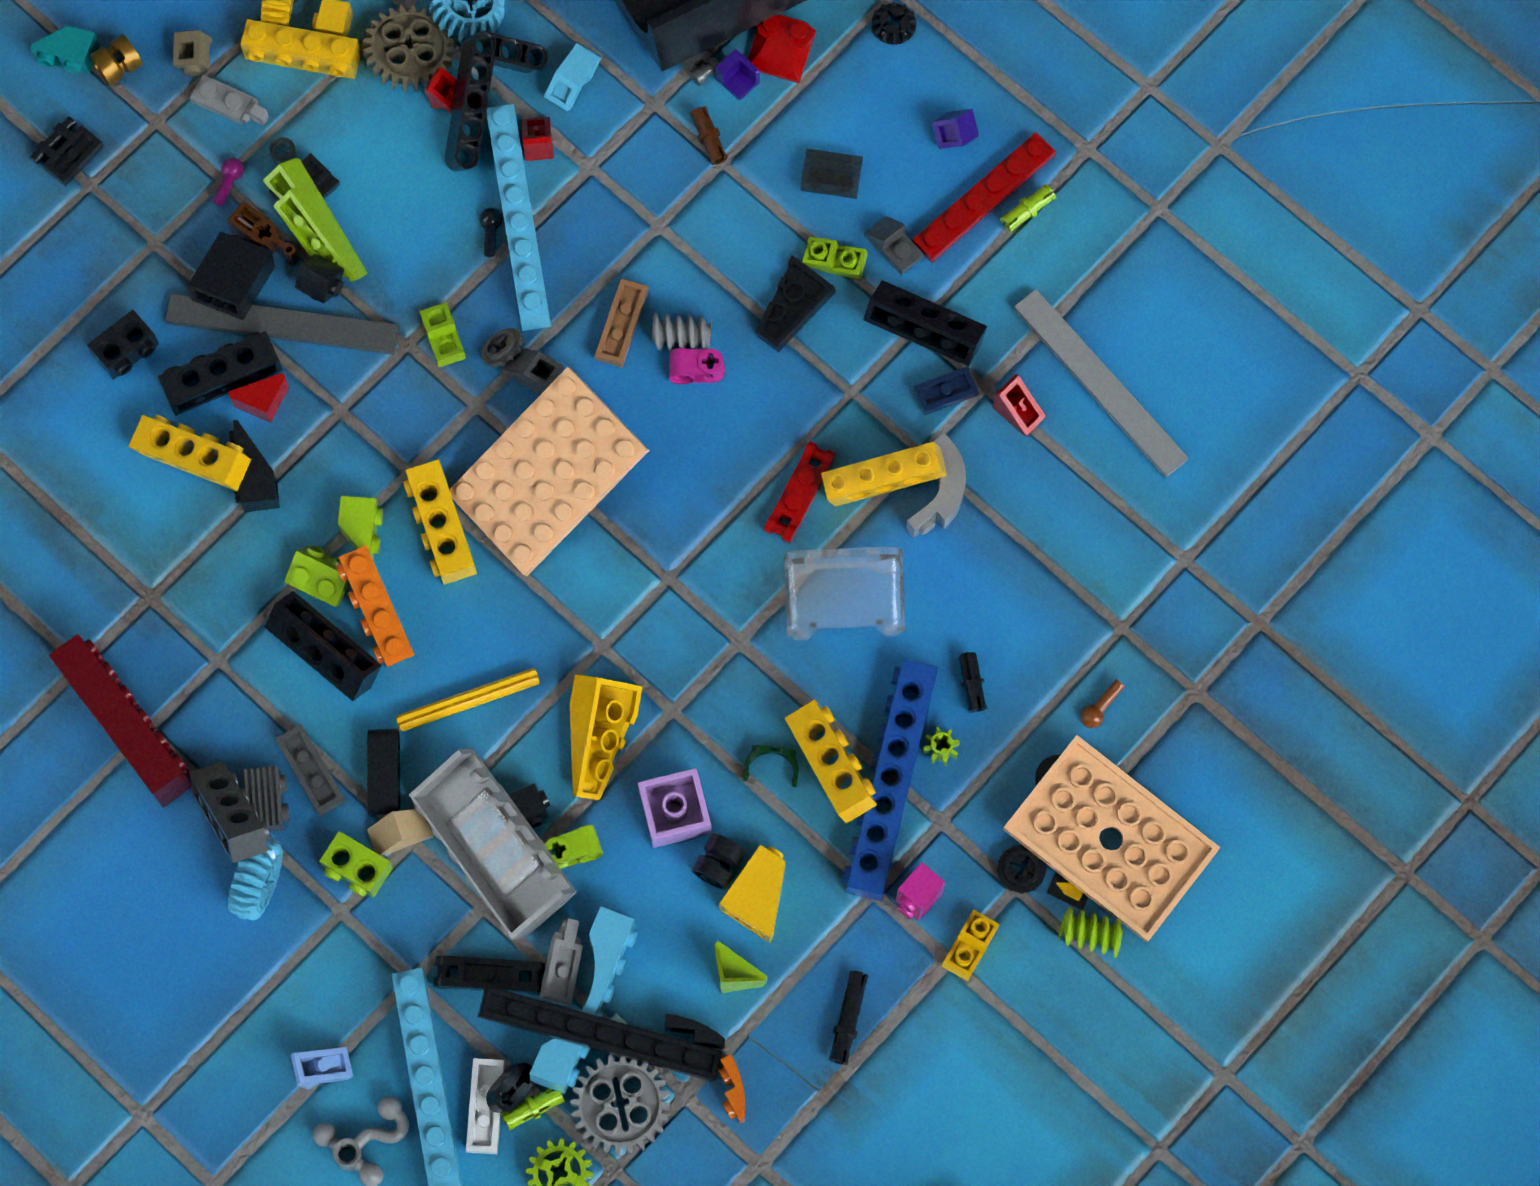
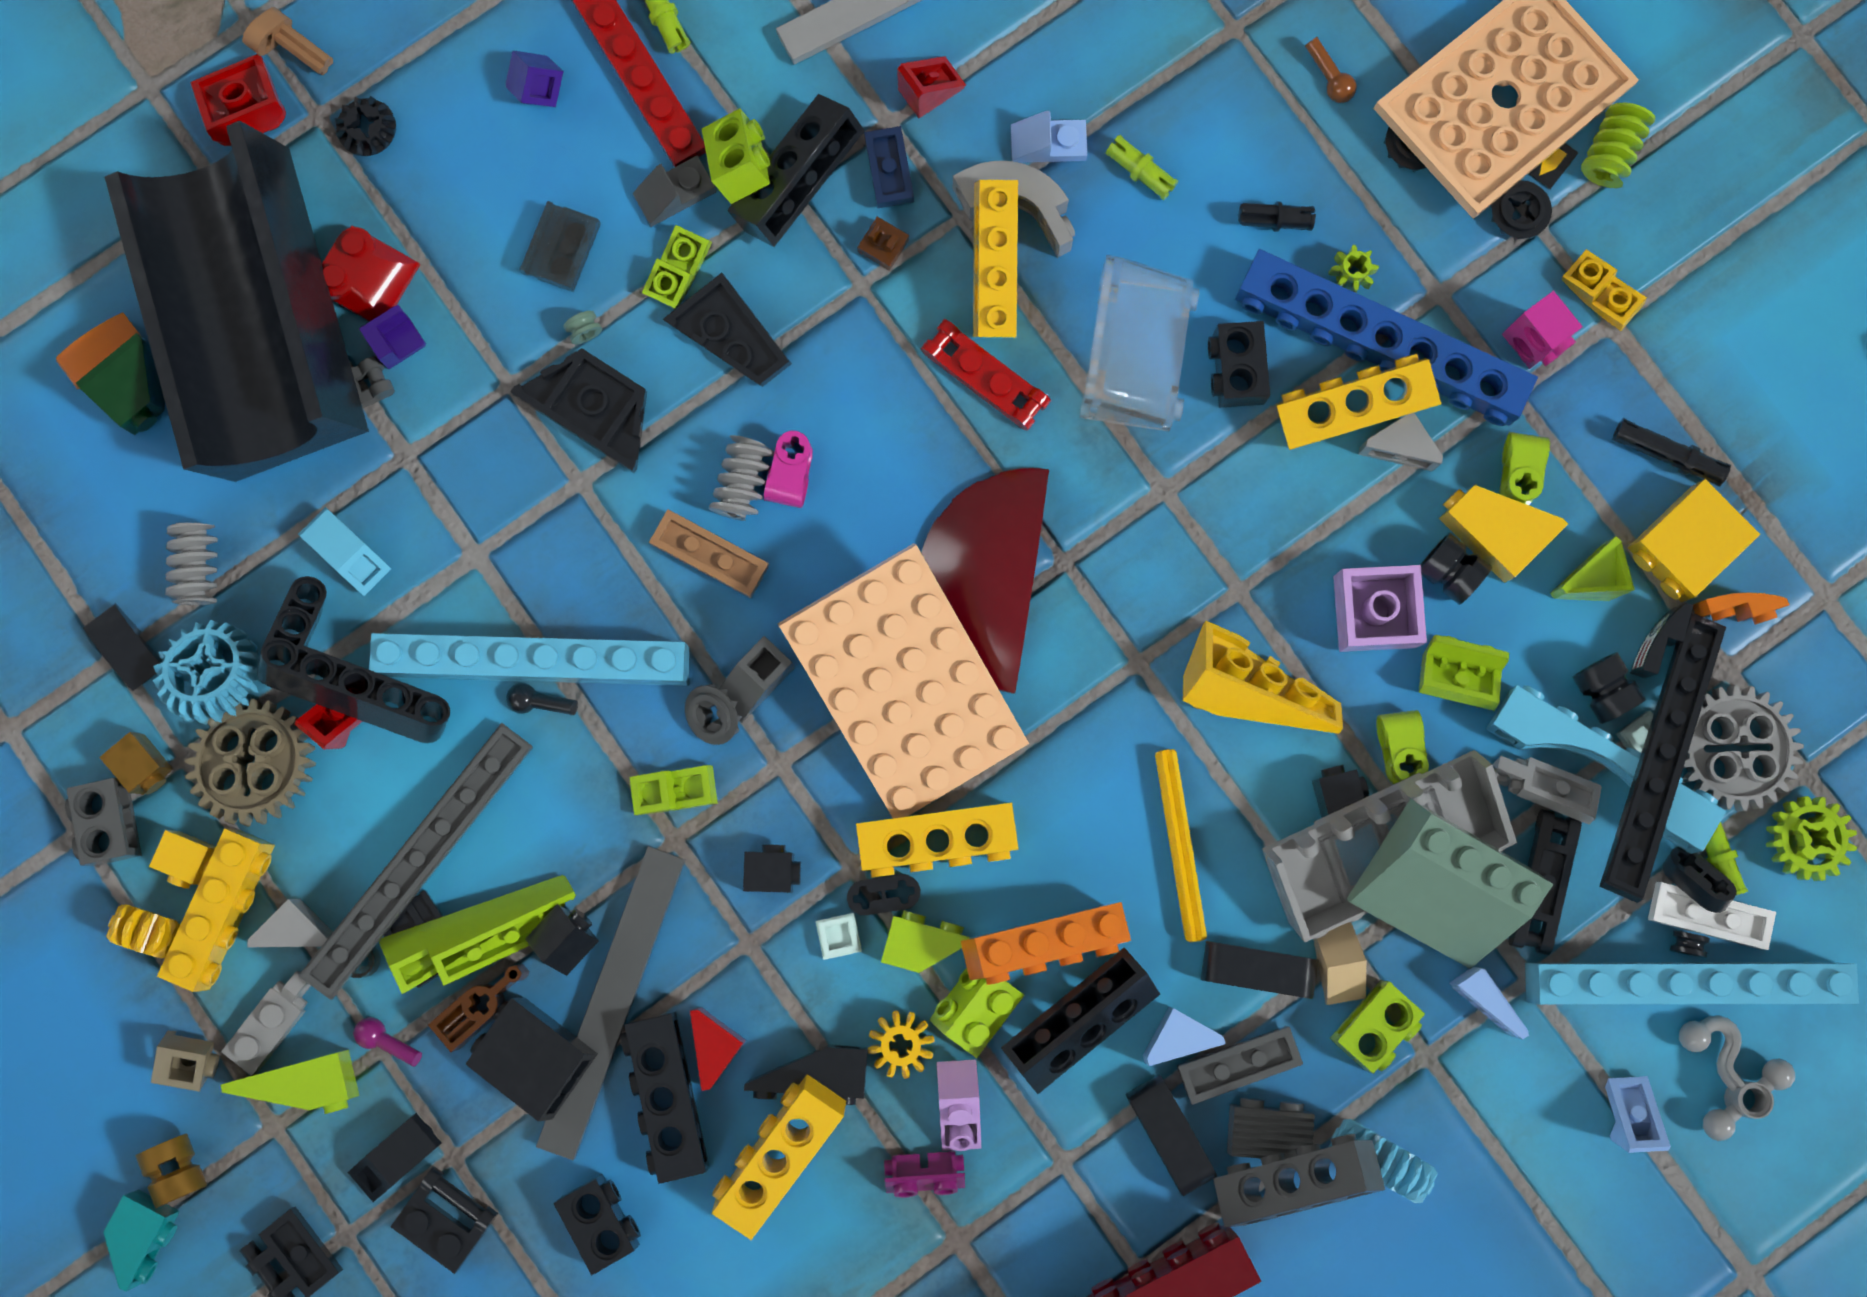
camera: 80 degrees left, 10 degrees up
(102, 241) = (438, 1231): none -> black plate
(148, 201) = (394, 1157): none -> black slope
(189, 134) = (305, 1085): none -> lime slope
(189, 551) = (910, 1178): none -> magenta hinge
(247, 574) = (959, 1105): none -> lavender slope
(250, 729) = (1171, 1135): none -> black beam
(273, 527) = (892, 1055): none -> yellow gear
(298, 102) = (291, 926): none -> light grey slope
(325, 721) = (1179, 1037): none -> light blue slope
(356, 470) = (838, 936): none -> light aqua tile
(359, 171) = (415, 862): none -> dark grey tile
(386, 497) = (885, 904): none -> black beam
(393, 940) = (1483, 993): none -> light blue slope
(395, 410) = (771, 870): none -> black brick
(460, 1092) = (1690, 944): none -> black bush
(469, 887) = (1447, 886): none -> sand green slope
(537, 139) = (420, 613): red slope -> none
(638, 882) = (1462, 672): none -> lime bracket
(645, 997) = (1609, 688): none -> black wheel
(651, 517) = (986, 563): none -> dark red brick
(708, 135) = (470, 391): reddish brown pin -> none
(716, 220) = (591, 404): none -> black wing
(758, 750) = (1315, 492): dark green cap -> none
(773, 201) = (582, 327): none -> sand green bush
(778, 1043) = (1693, 541): none -> yellow brick
(812, 807) = (1405, 444): none -> light grey slope
(815, 903) = (1524, 462): none -> lime piece
(850, 682) = (1249, 365): none -> black brick
(886, 399) = (883, 243): none -> reddish brown tile
(923, 276) = (736, 155): none -> lime brick
(989, 575) = (1141, 167): none -> lime pin
(995, 504) = (1047, 140): none -> light blue slope

